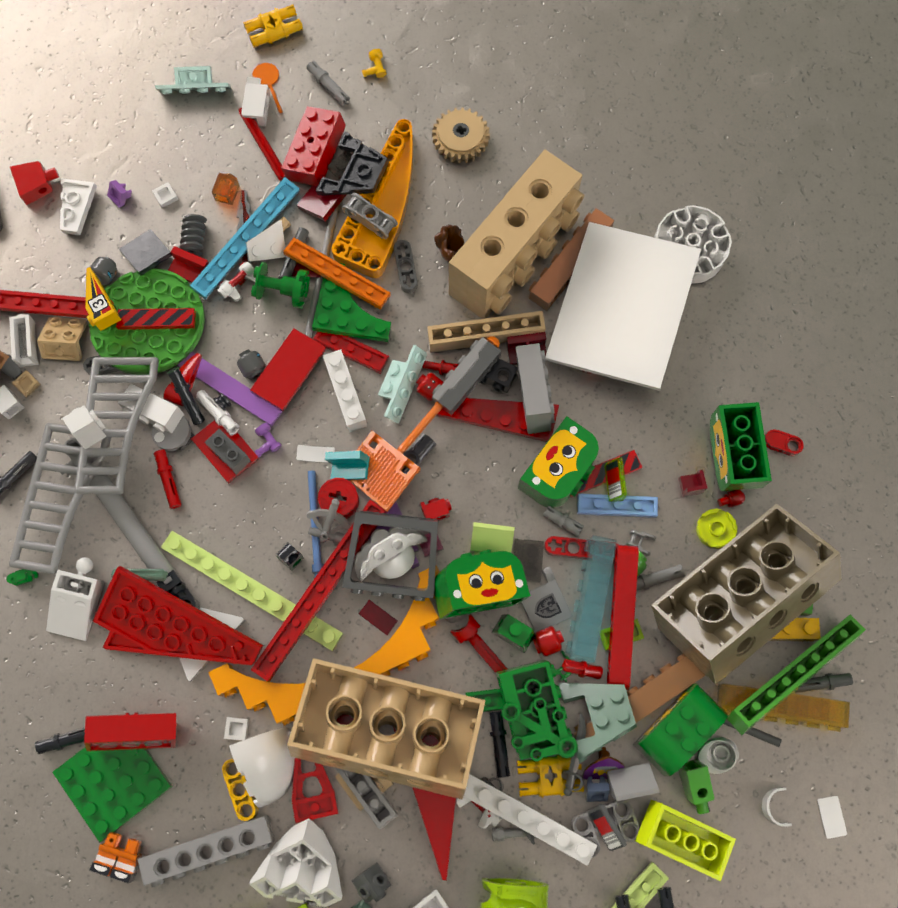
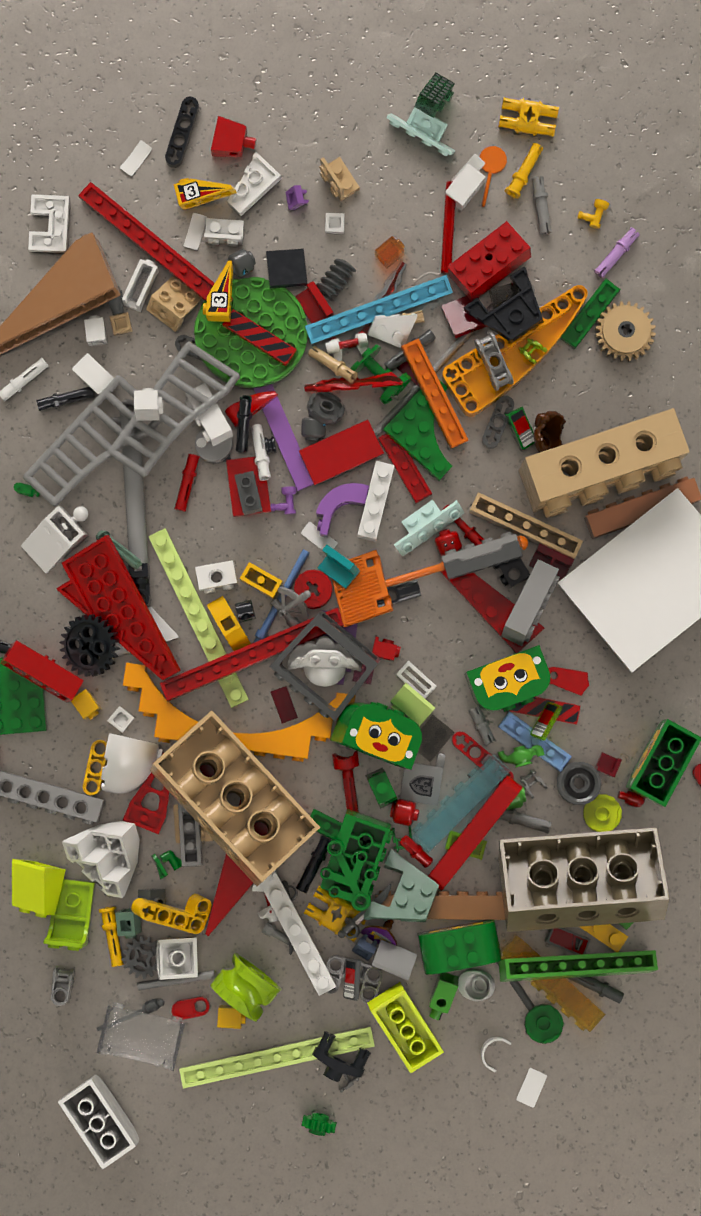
camera: 35 degrees right, 10 degrees up
(22, 437) = (92, 373): none -> white panel
(32, 234) = (198, 192): none -> yellow slope
(47, 271) = (195, 231): none -> white sticker
(73, 256) = (224, 231): none -> white bracket
(144, 157) = (339, 178): none -> tan bracket
(160, 696) = (89, 645): none -> black gear
(185, 50) = (434, 95): none -> clear green brick
(194, 736) = (86, 705): none -> yellow brick
(232, 544) = (205, 574): none -> white brick
(240, 301) = (338, 367): none -> tan pin
(251, 341) = (322, 415): none -> dark grey tile
(261, 305) = (381, 380): none -> red sword
(281, 576) = (228, 623): none -> yellow slope
(286, 520) = (261, 580): none -> yellow brick
(296, 74) = (520, 177): none -> yellow pin
(311, 406) = (342, 495): none -> medium lavender arch
(360, 828) = (169, 856): none -> green piece
(395, 185) = (536, 345): none -> lime piece
(396, 883) = (169, 913): none -> yellow beam
(413, 77) = (622, 246): none -> lavender pin
(423, 140) = (590, 313): none -> green tile
(427, 258) = (521, 428): none -> slope
(475, 519) = (403, 669): none -> white tile
(611, 434) = (570, 680): none -> red piece
(616, 523) = (521, 756): none -> bright green piece
(692, 510) = (591, 785): none -> dark grey wheel
(768, 659) = (568, 940): none -> red slope
(801, 749) = (543, 1023): none -> green tile

